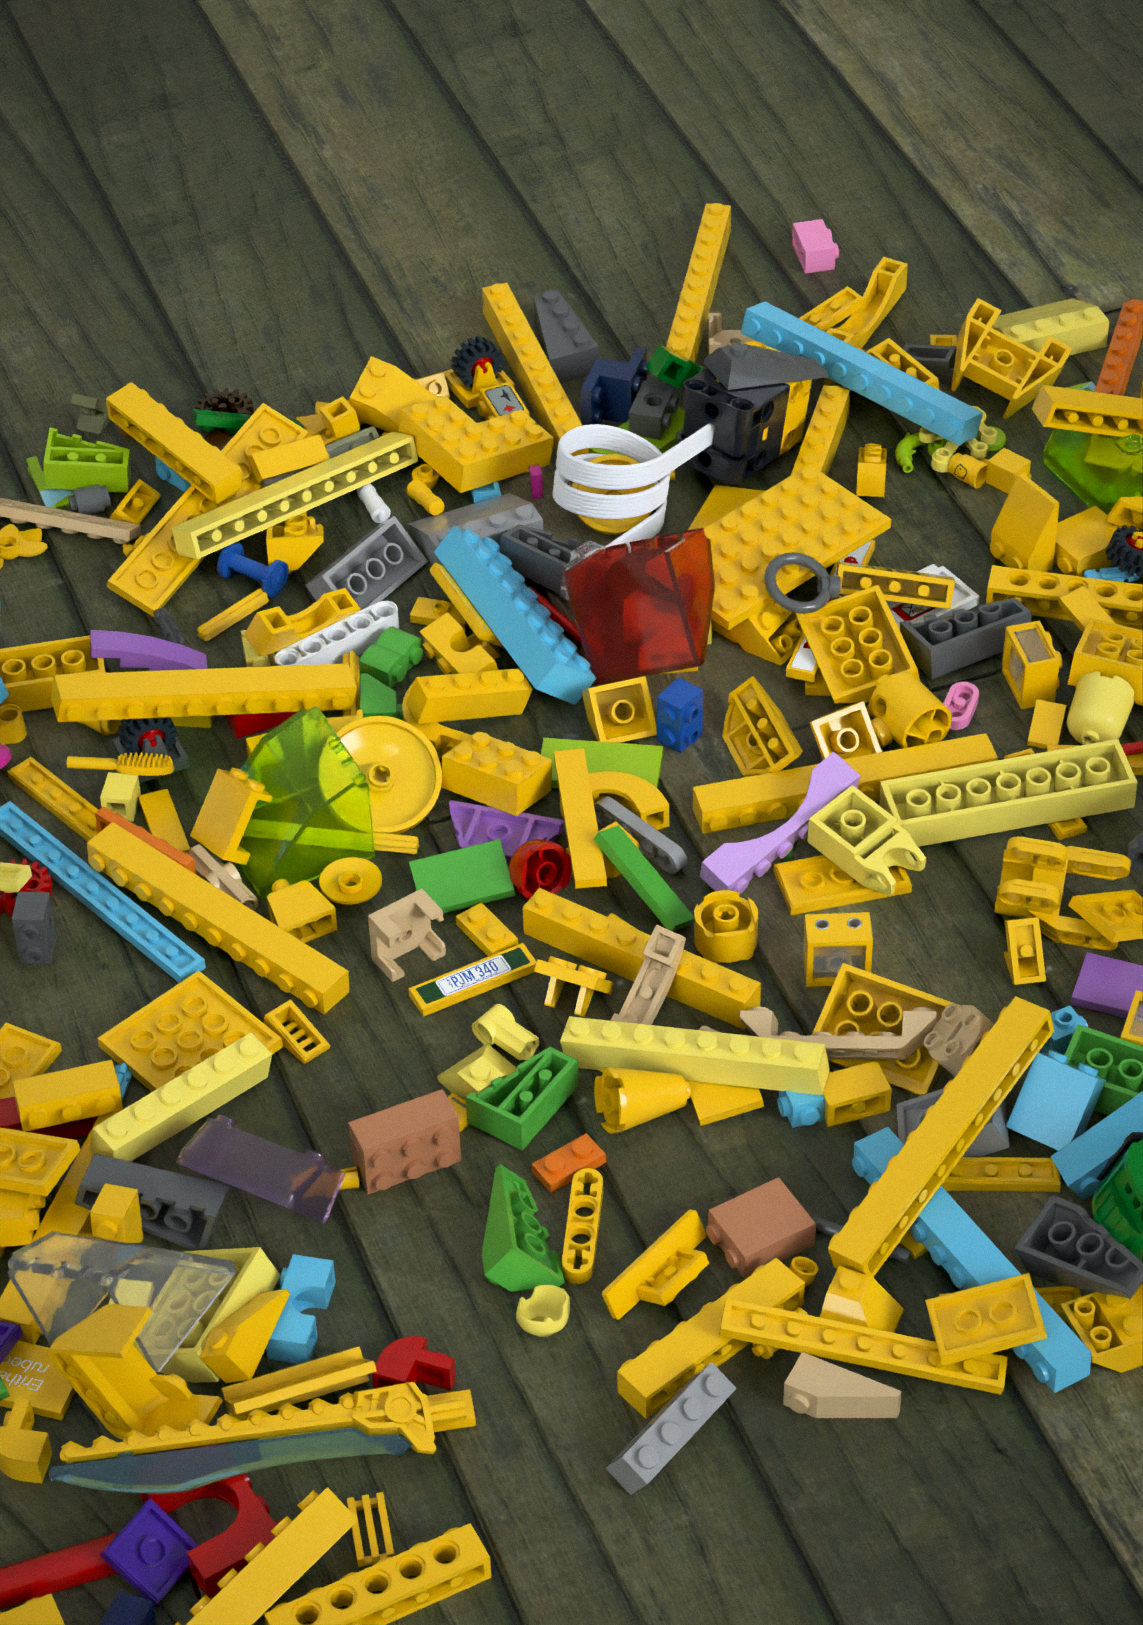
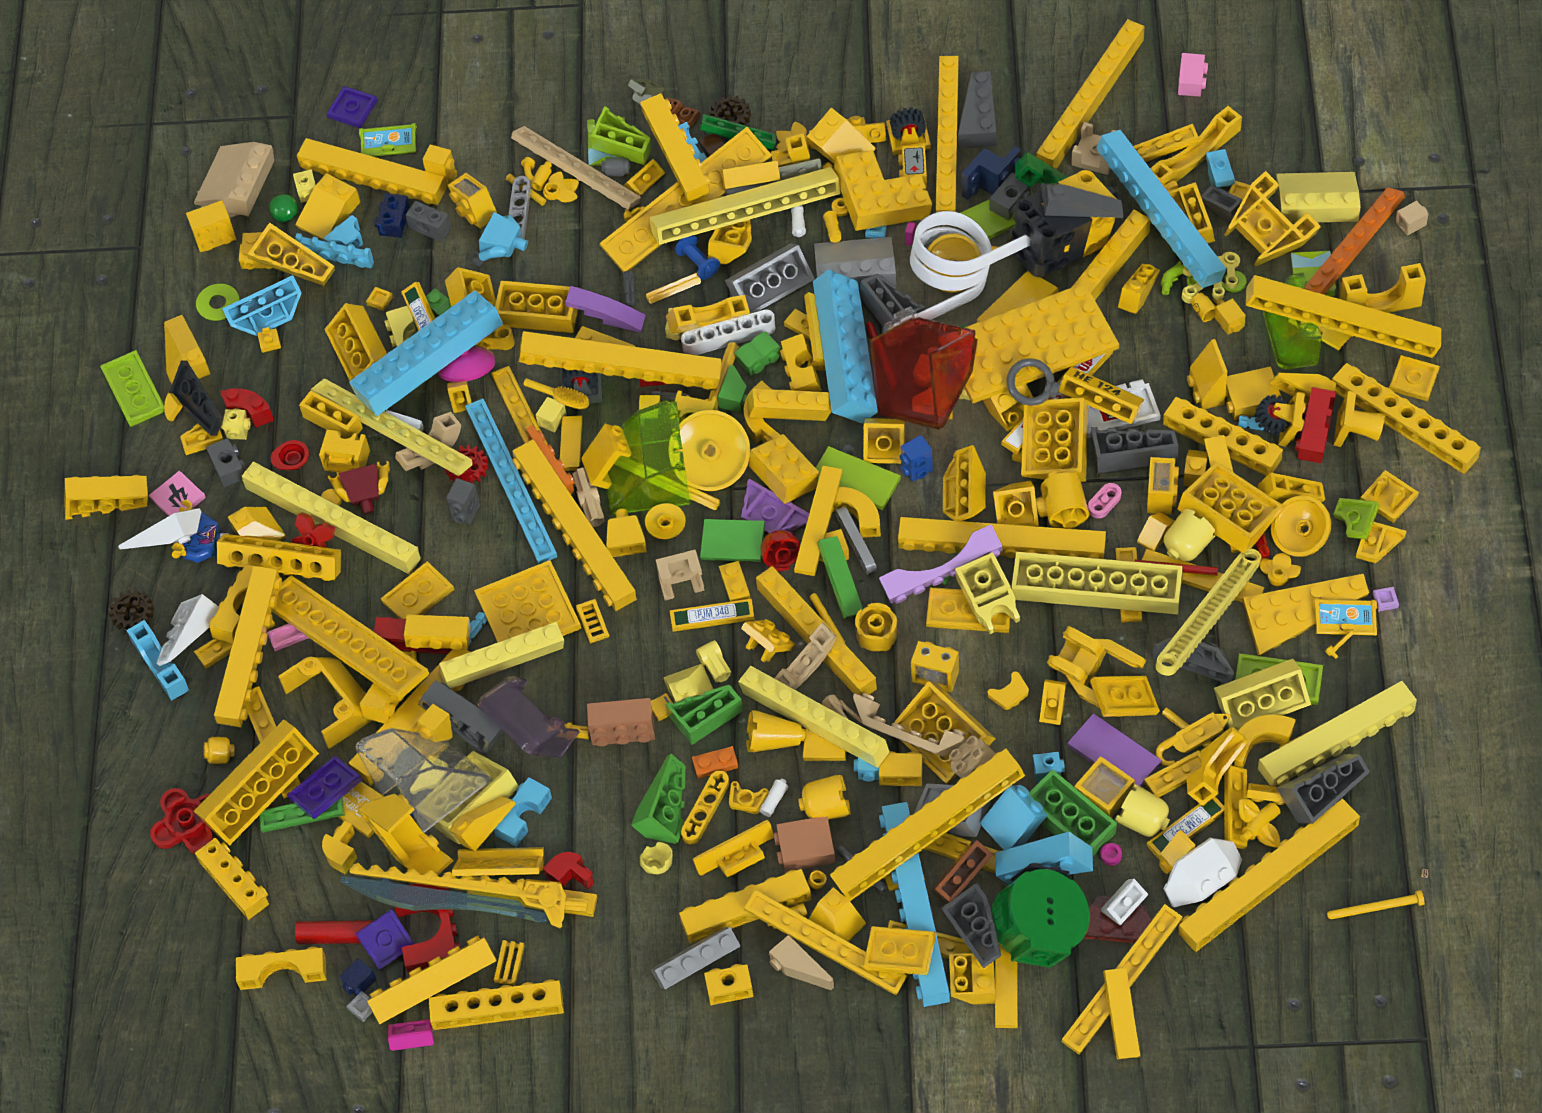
camera: 25 degrees right, 15 degrees up
(639, 1197) = (745, 799): none -> yellow piece
(681, 1181) = (774, 796): none -> white piece
(730, 1468) = (722, 993): none -> yellow brick
(765, 1155) = (825, 798): none -> yellow cylinder
(907, 325) = (1219, 169): none -> medium azure brick
(958, 960) = (1011, 694): none -> yellow piece
(1017, 1193) = (961, 871): none -> dark orange brick
(1065, 638) = (1195, 466): none -> yellow slope

